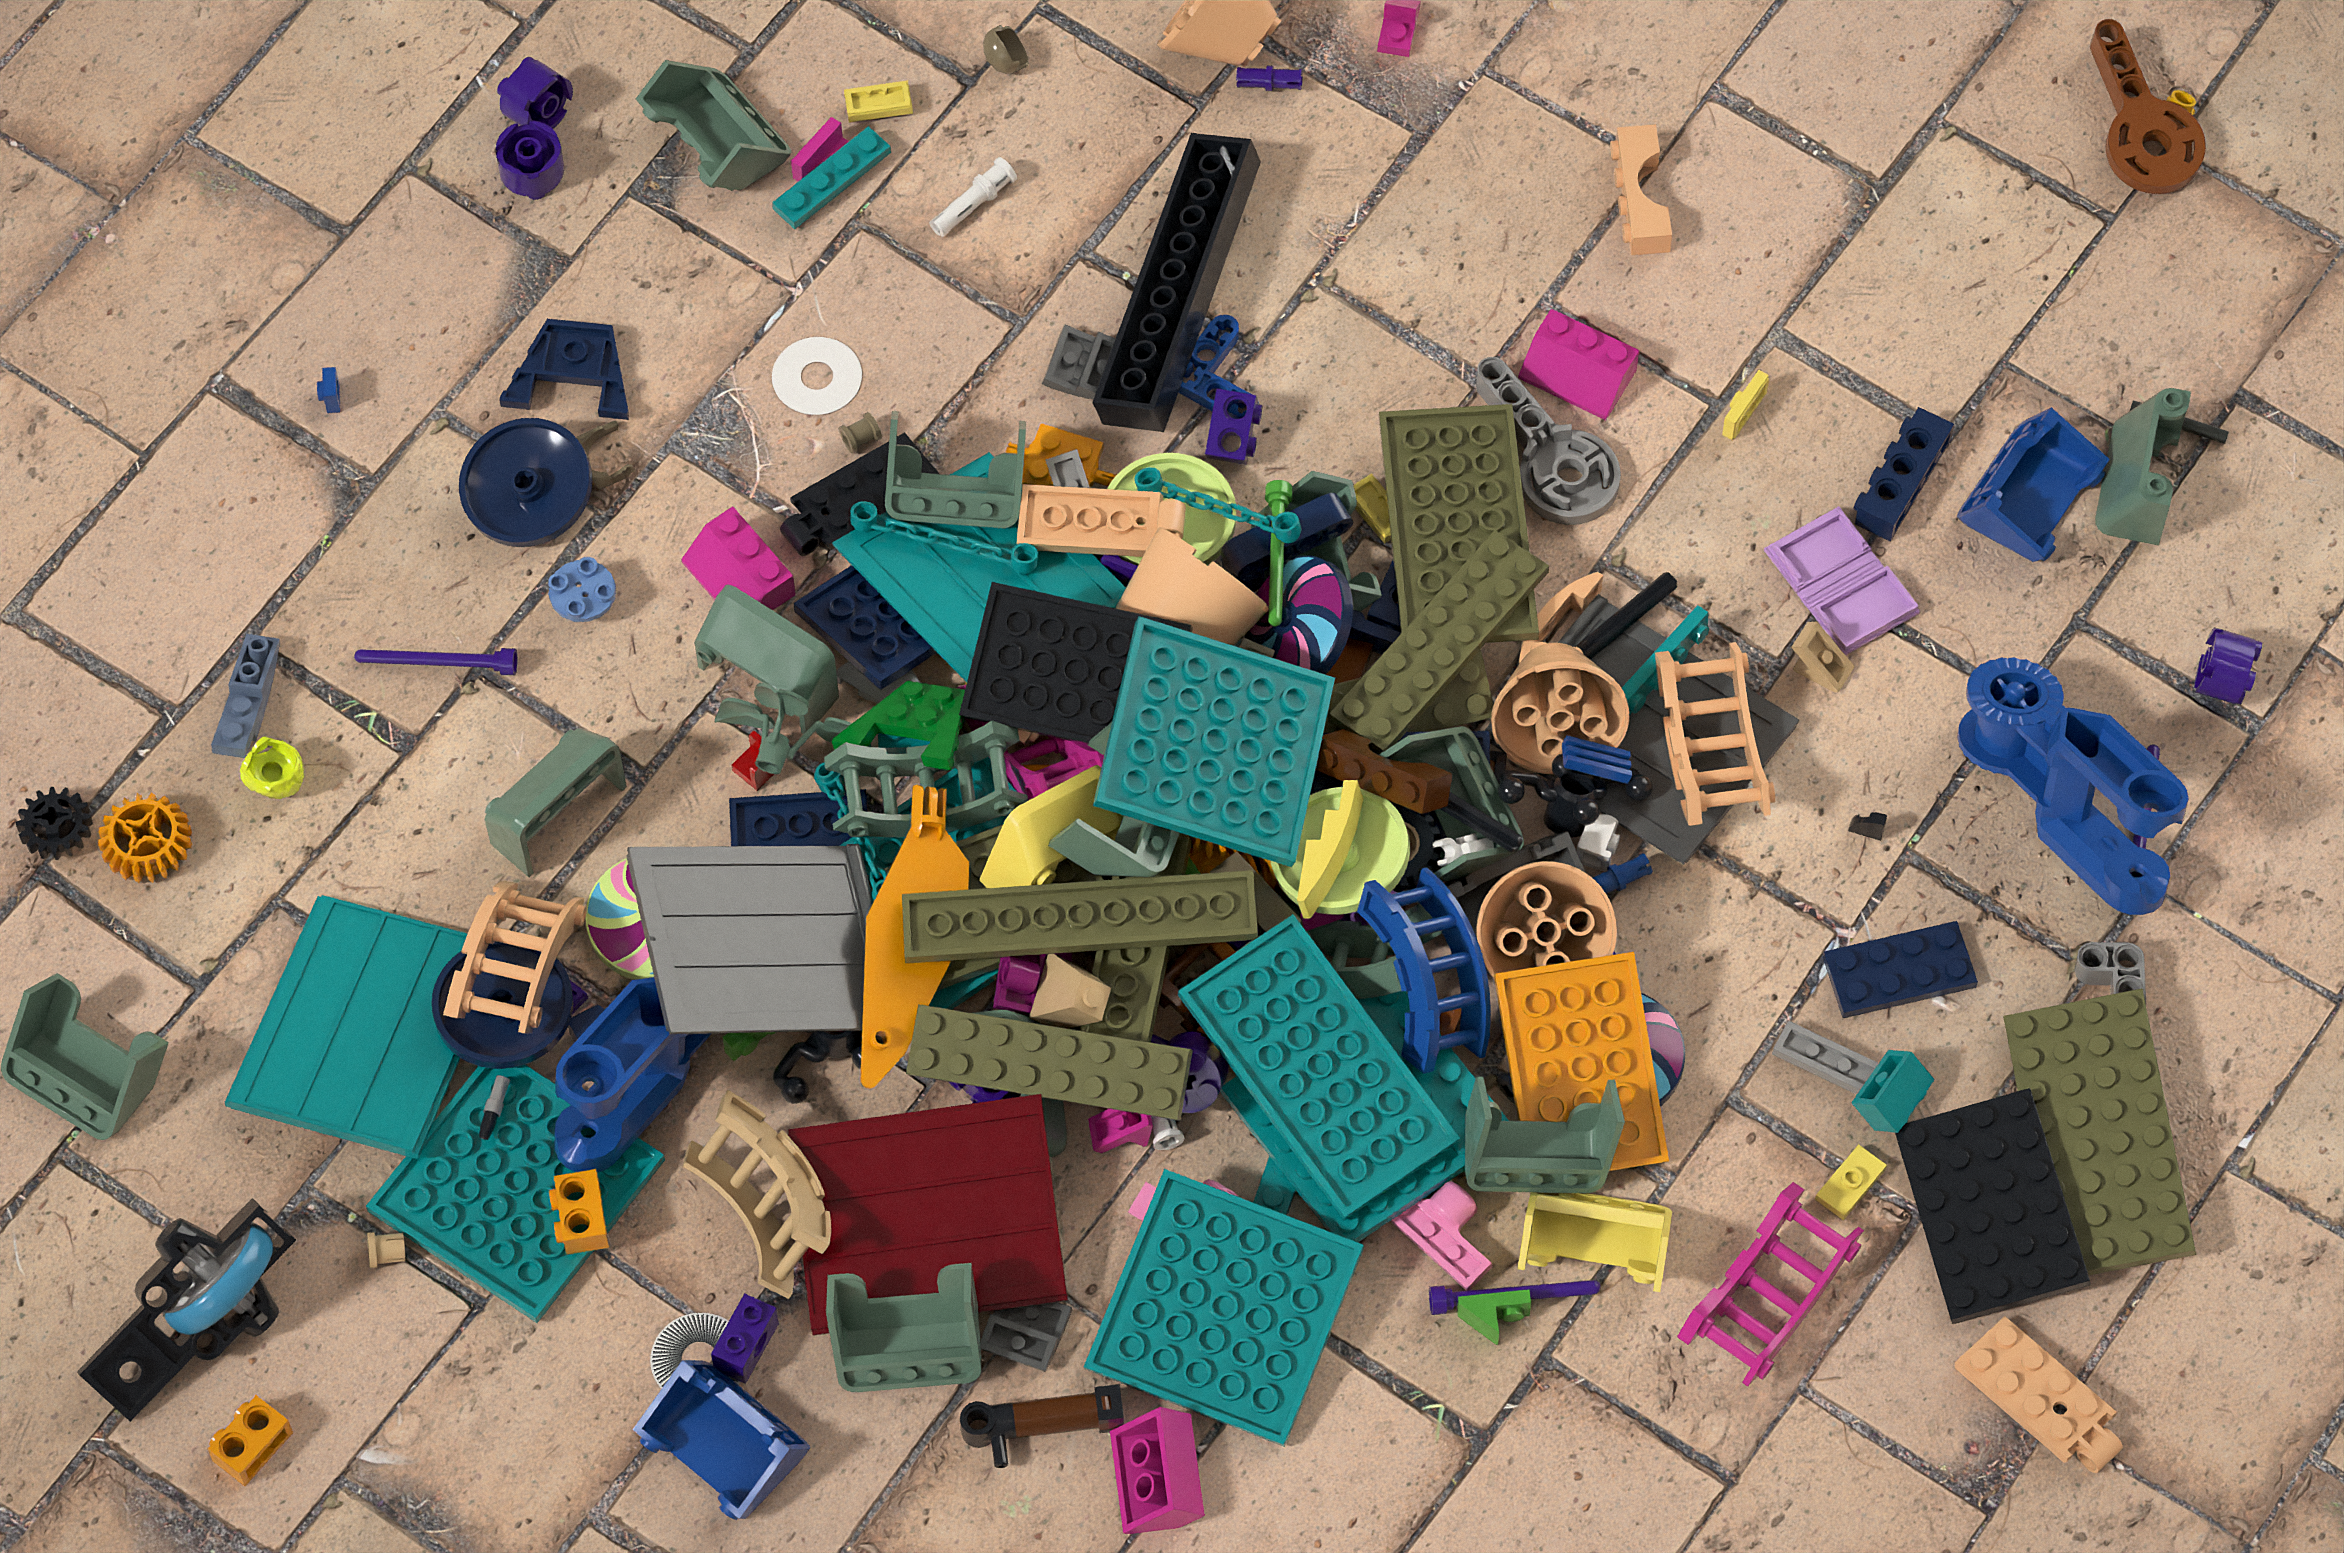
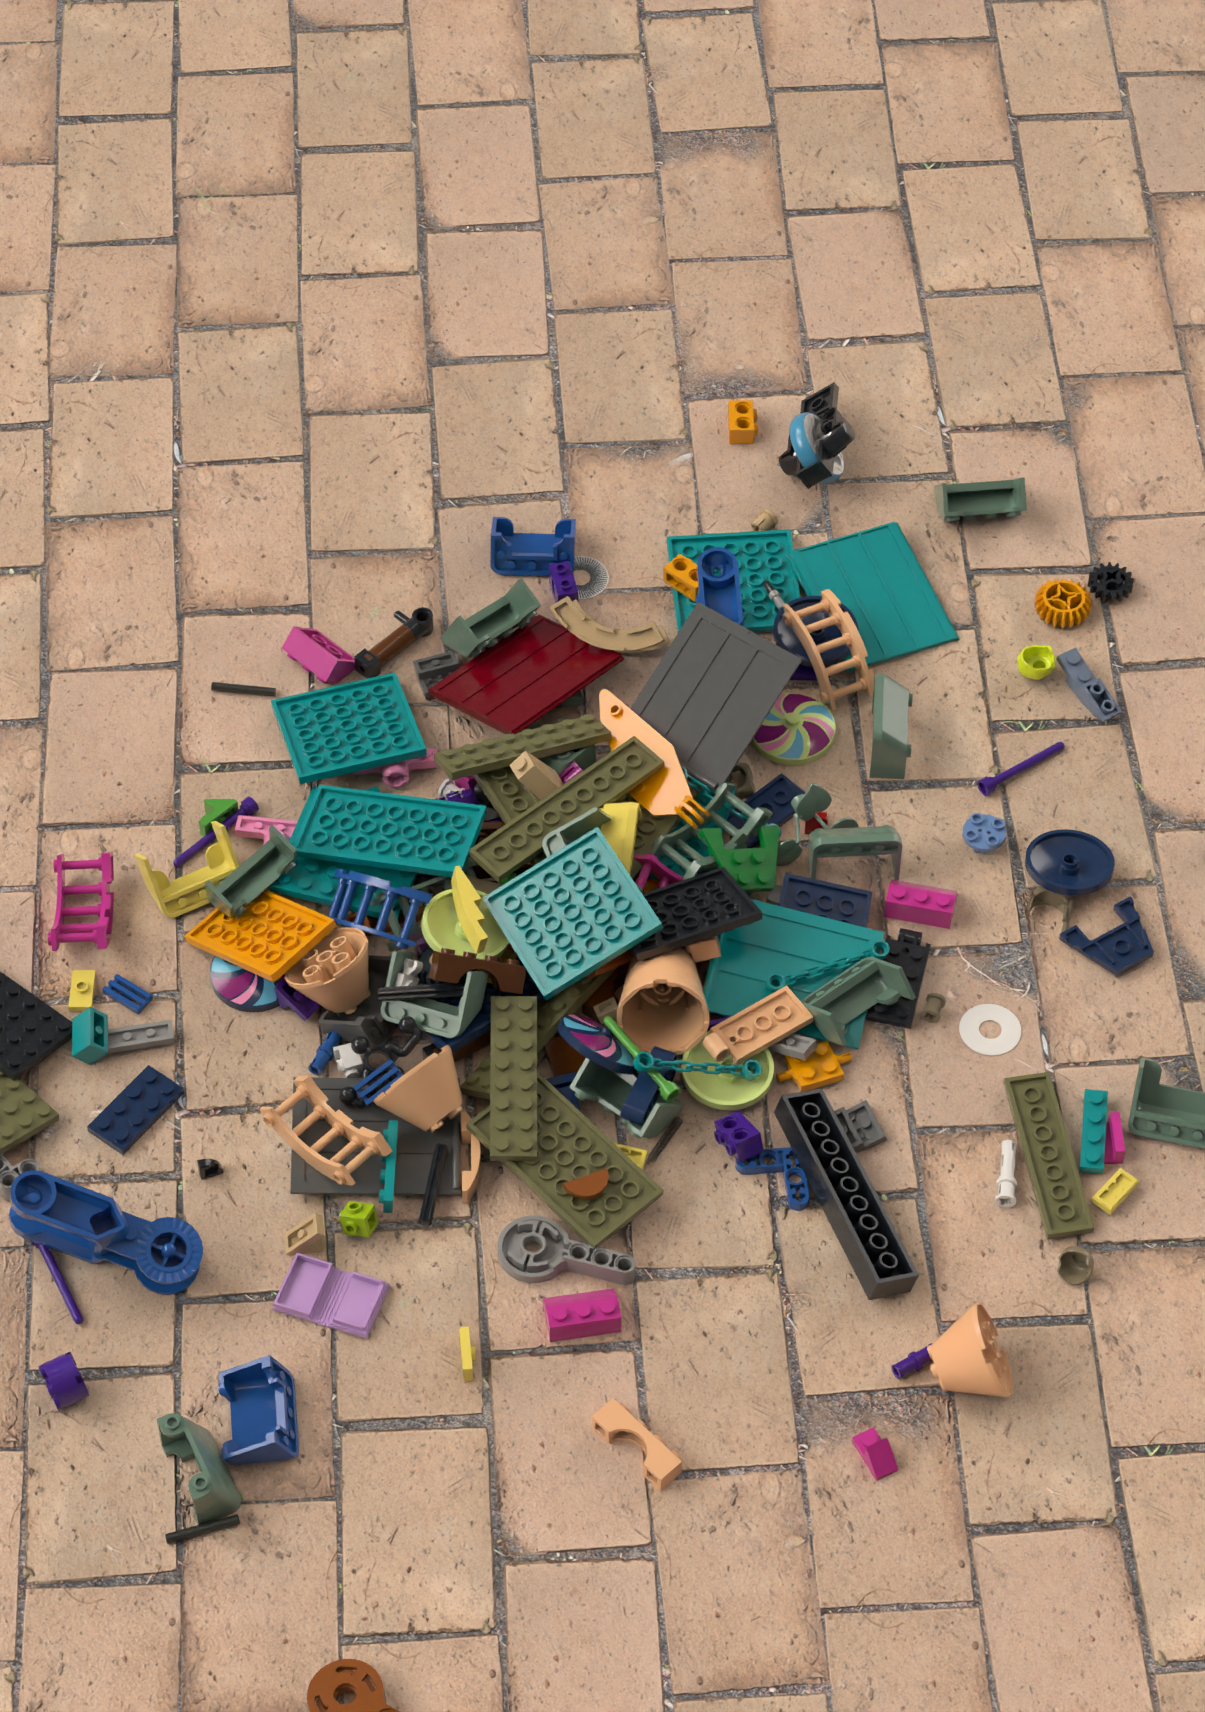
camera: 140 degrees right, 10 degrees down
(907, 188) = (1048, 1155): none -> olive plate
(1300, 1503) = (246, 689): none -> pearl dark grey bar
(1461, 463) = (588, 1186): none -> dark orange tile
(1747, 619) = (358, 1219): none -> lime brick
(1789, 1109) = (121, 985): none -> blue tile
(1886, 516) = (342, 1410): dark blue brick -> none

